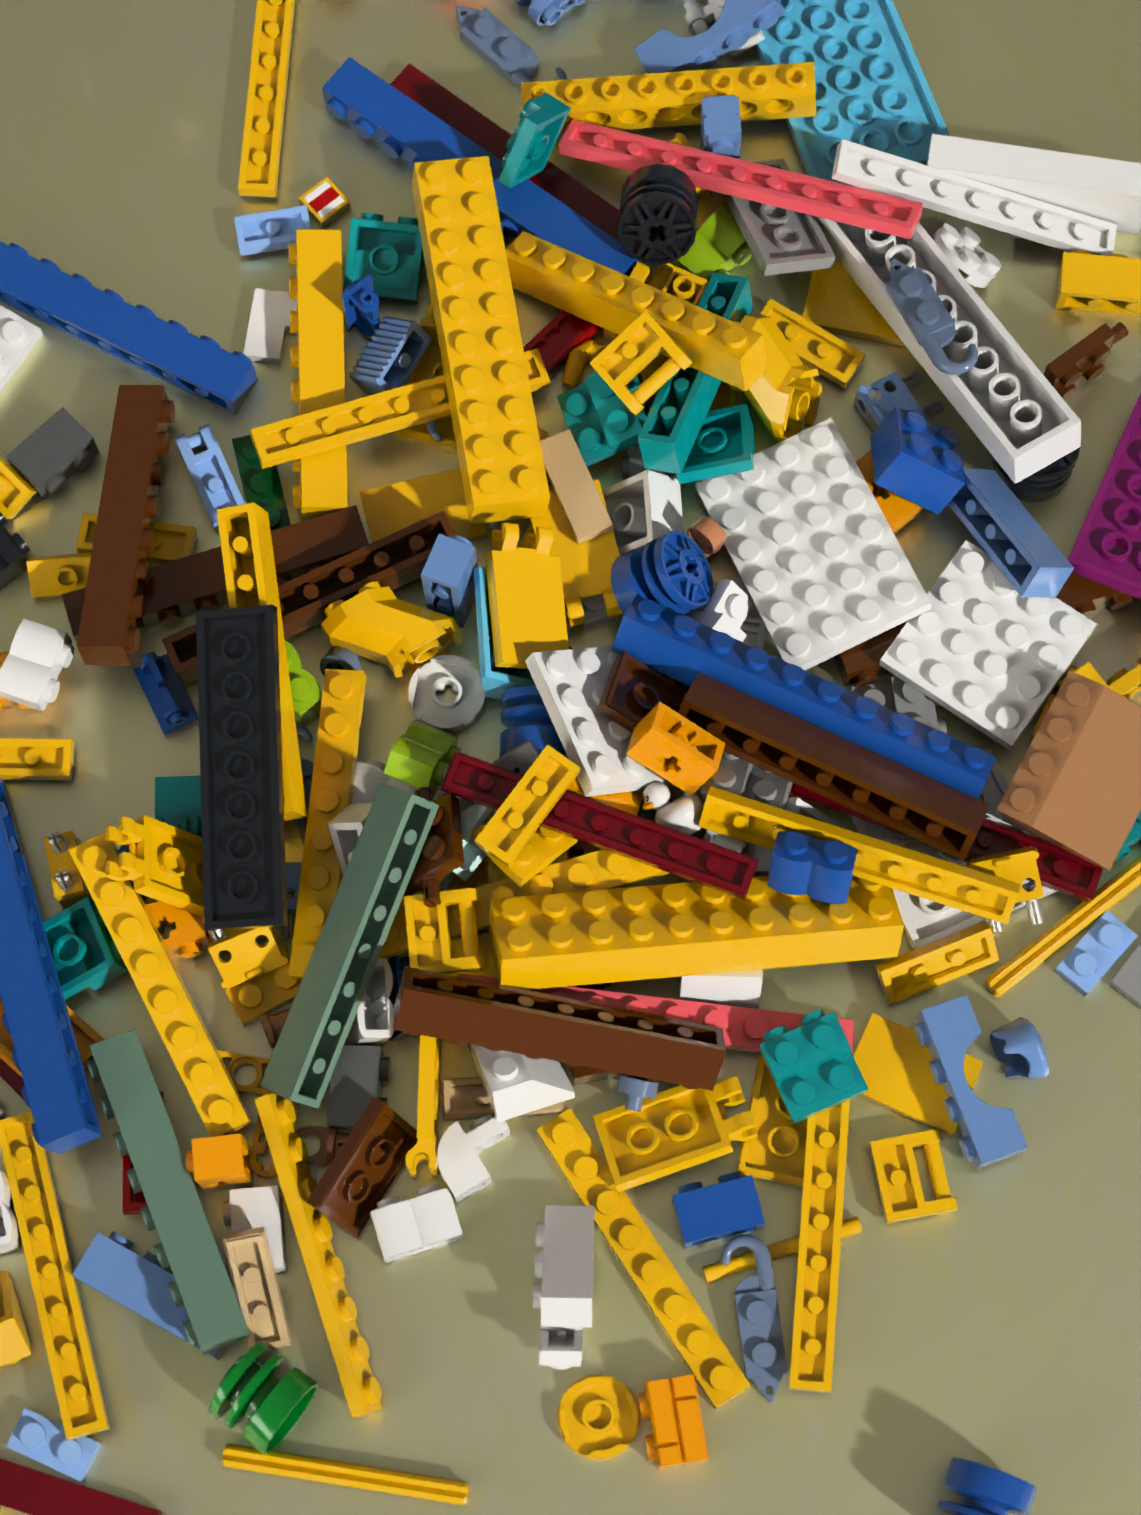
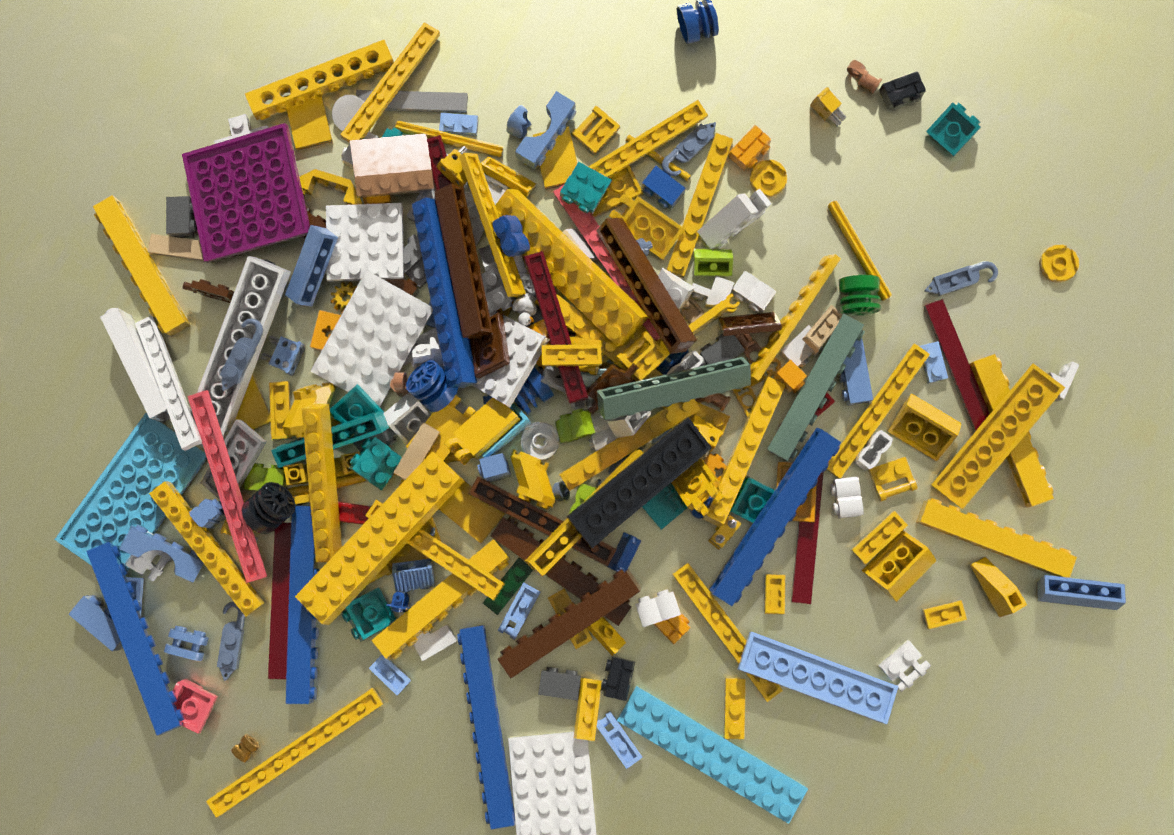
camera: 125 degrees left, 10 degrees up
(325, 202) = (360, 664): tile -> none
(519, 1191) = (713, 262): none -> lime brick
(533, 139) = (270, 587): teal plate -> none
(578, 359) = (357, 498): yellow arm -> none
(632, 353) = (346, 461): yellow plate -> none
(675, 748) = (503, 320): light orange brick -> none
(917, 460) = (305, 322): blue brick -> none
(925, 549) = (339, 295): none -> yellow gear
(966, 254) = (194, 372): white plate -> none

